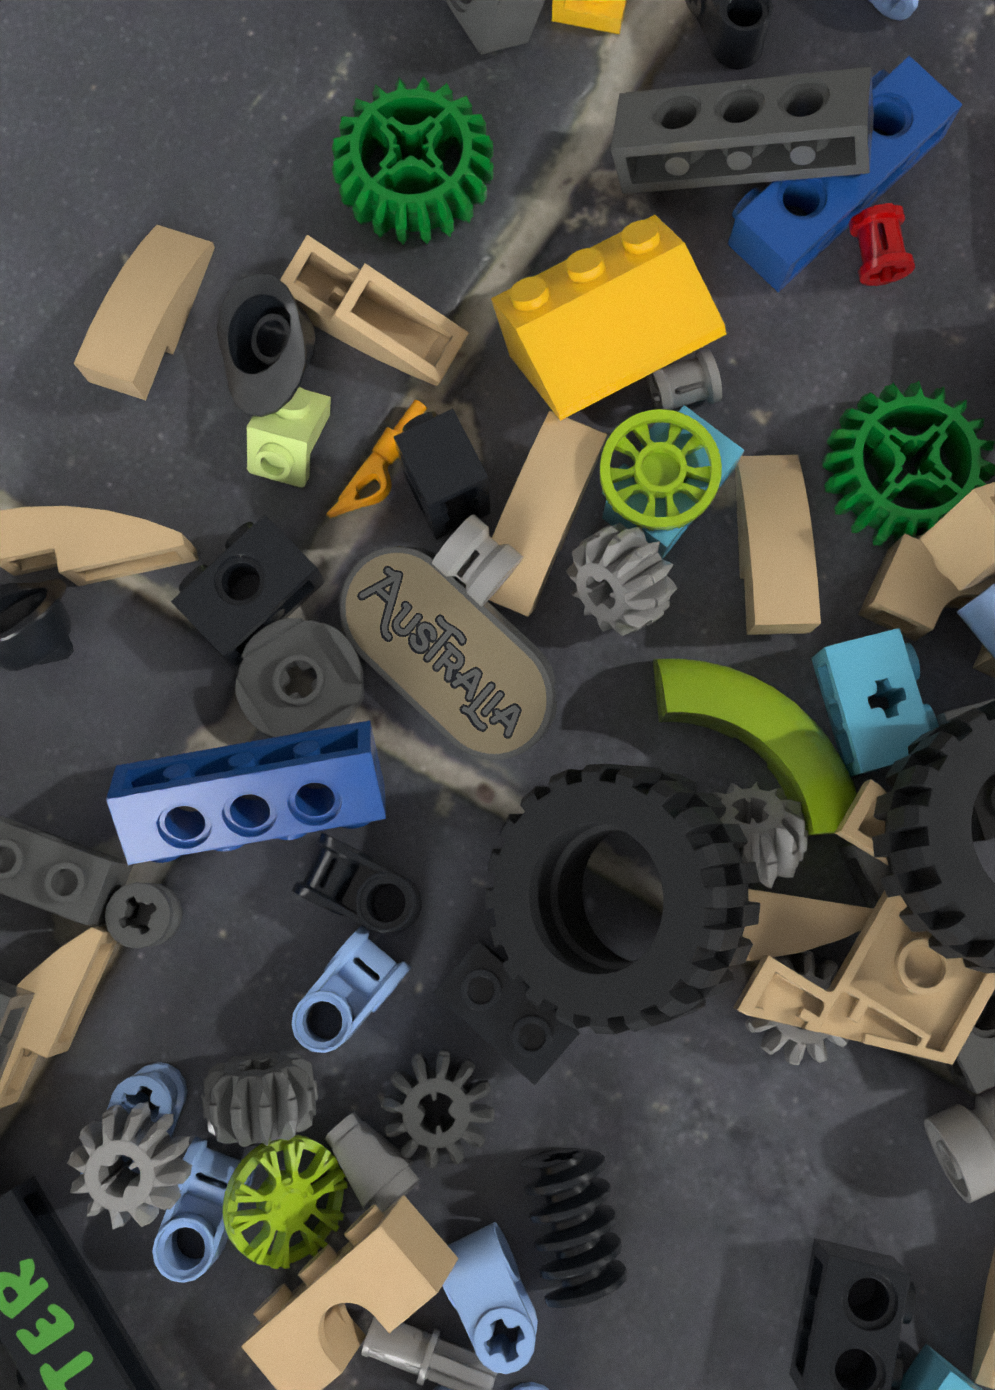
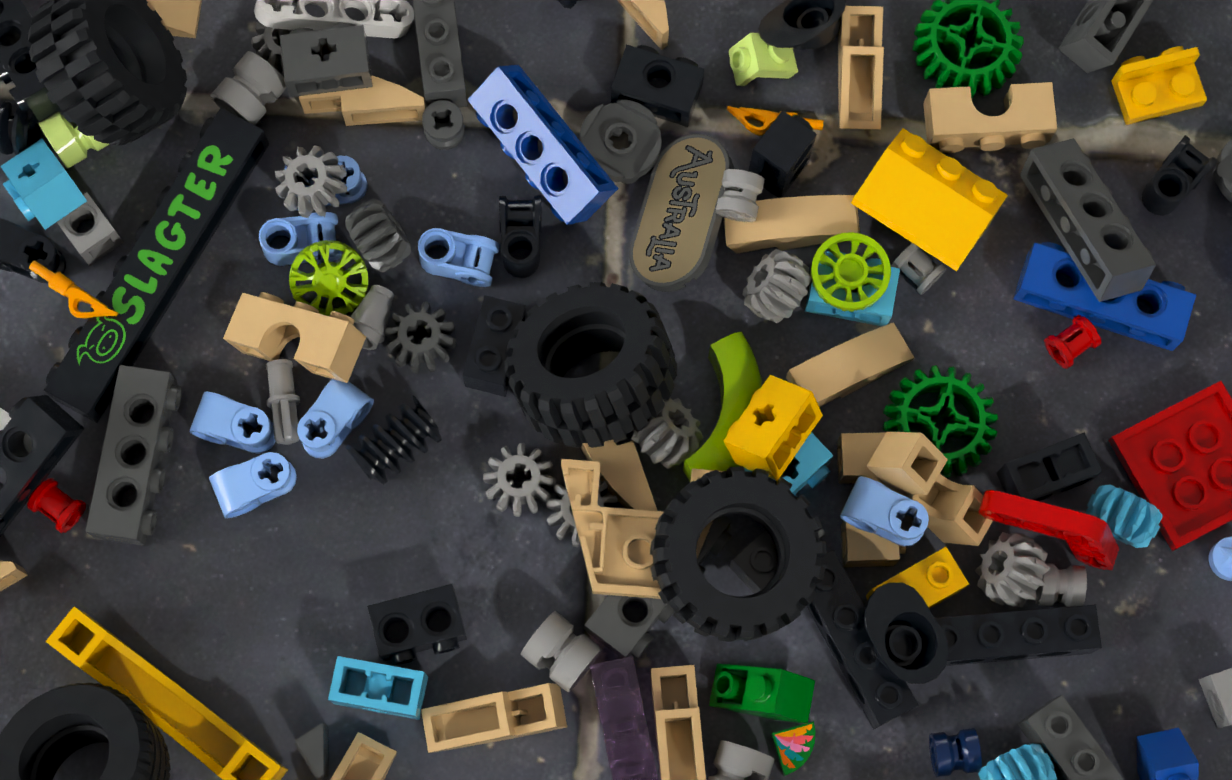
camera: 55 degrees right, 5 degrees down
(509, 232) = (956, 123): none -> tan arch
(691, 1082) = (508, 470): none -> light grey gear
(863, 706) = (773, 427): none -> yellow brick

